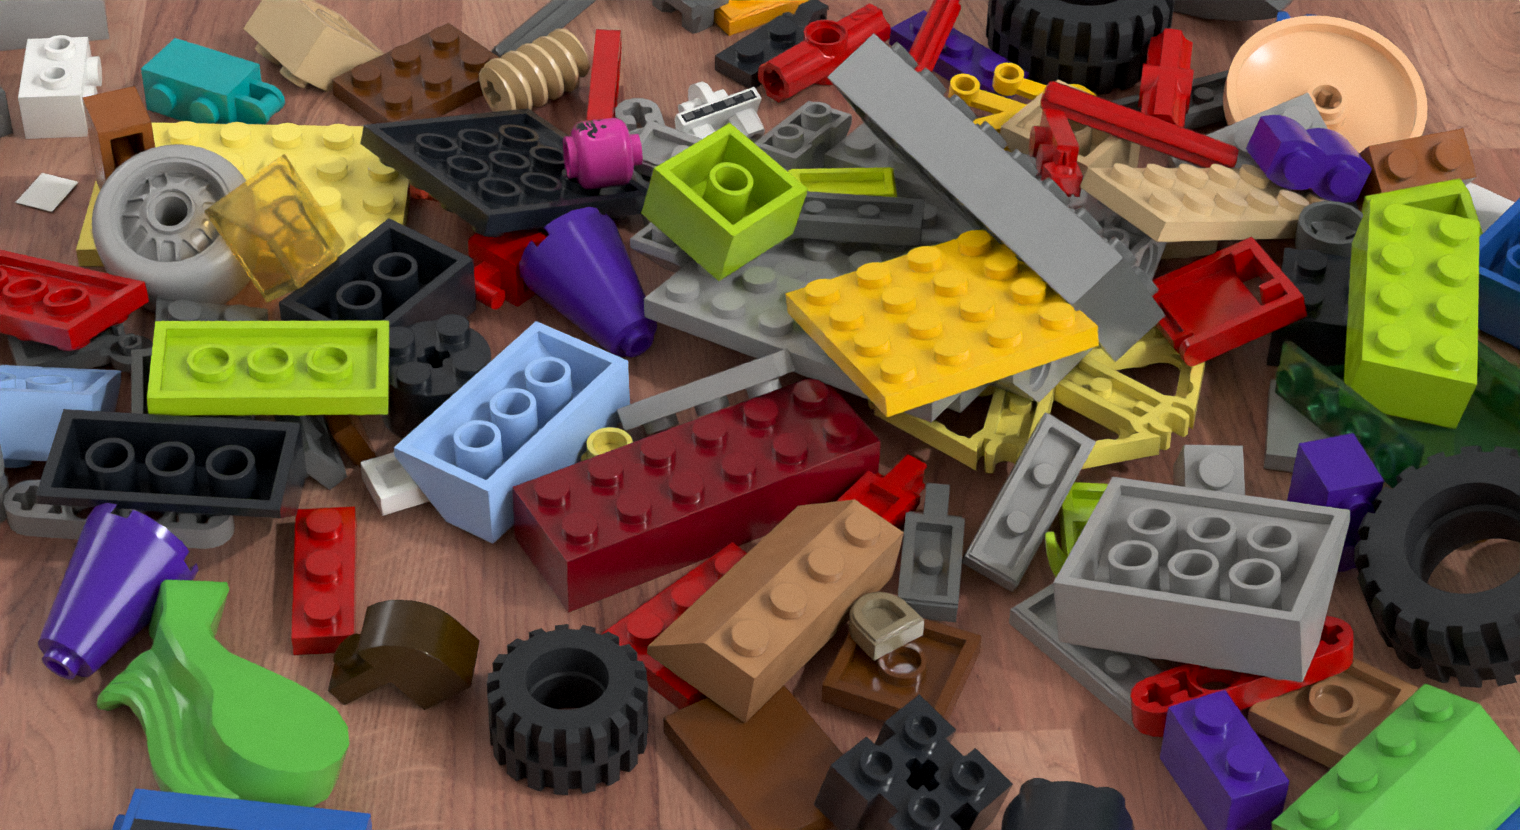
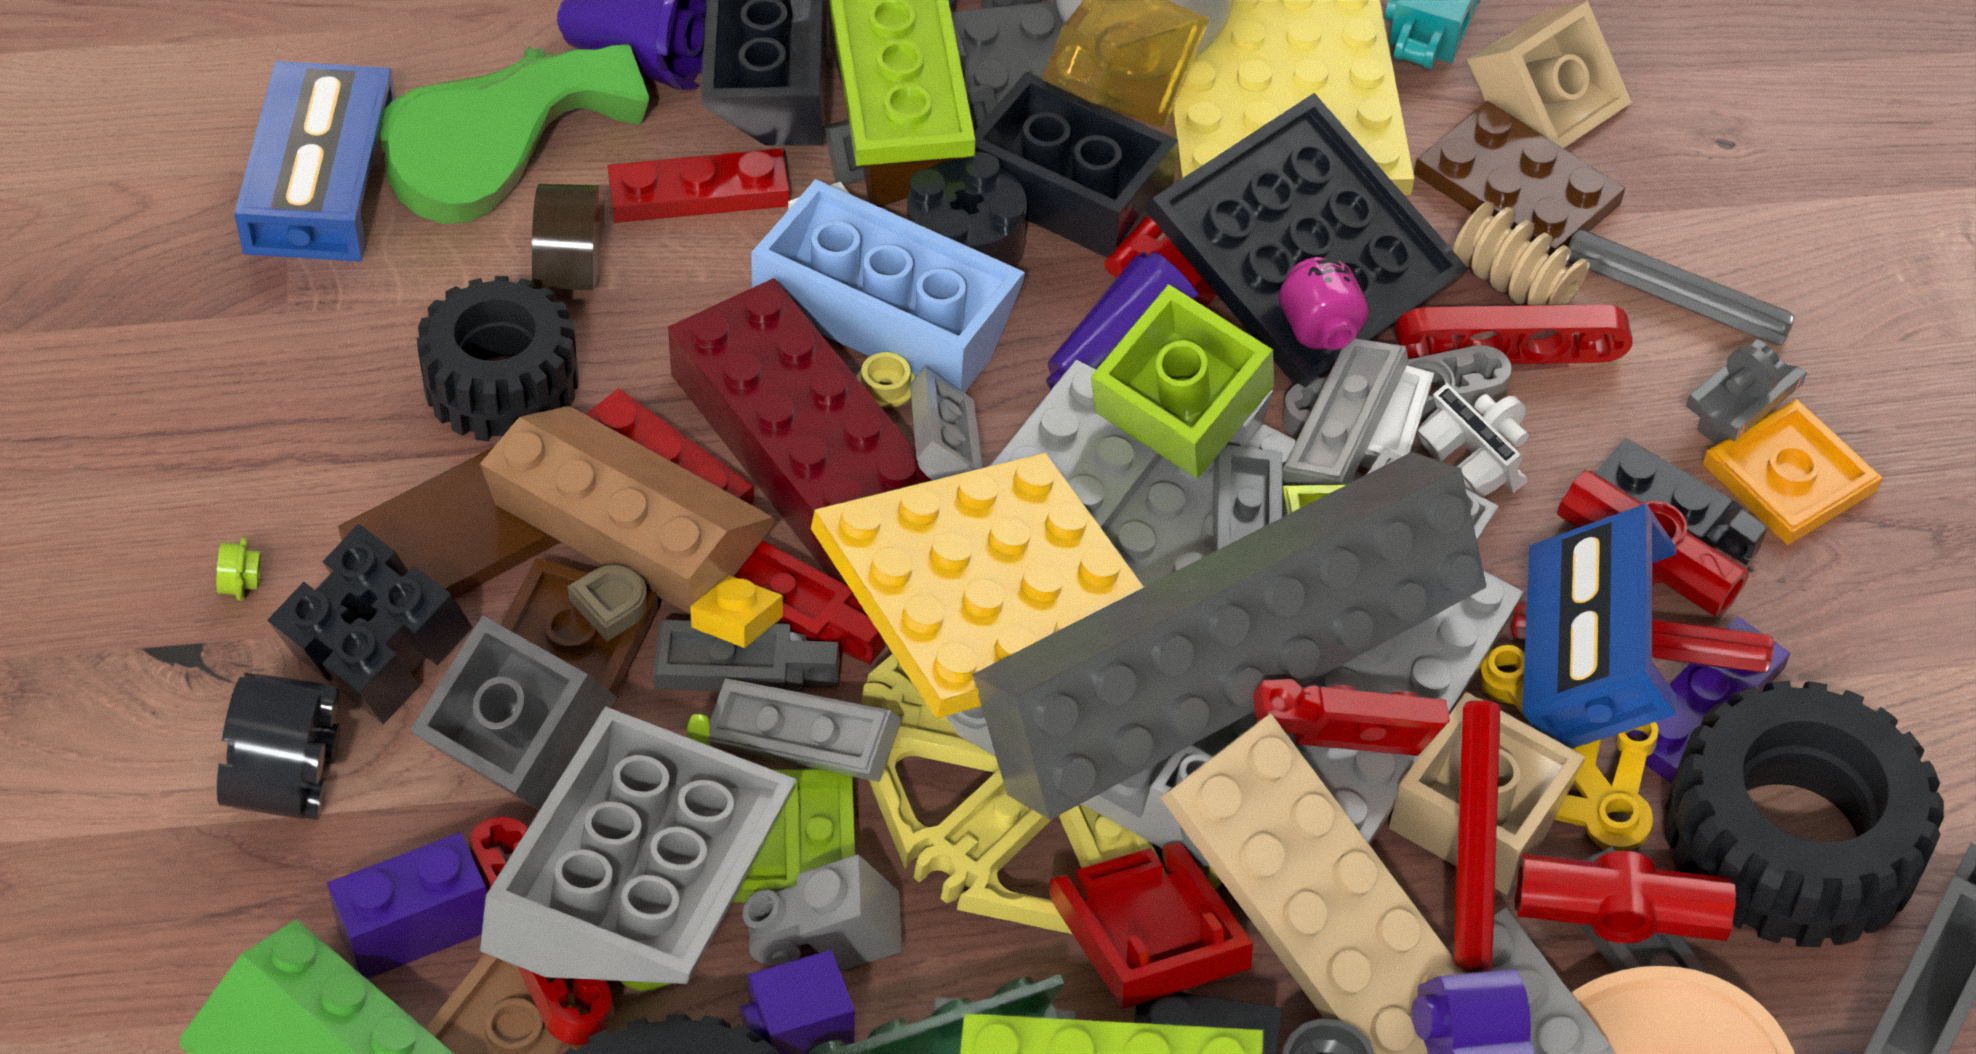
camera: 85 degrees right, 10 degrees up
(919, 535) = (736, 611): none -> yellow plate
(969, 50) = (1593, 630): none -> blue panel
(1027, 680) = (511, 712): none -> flat silver brick

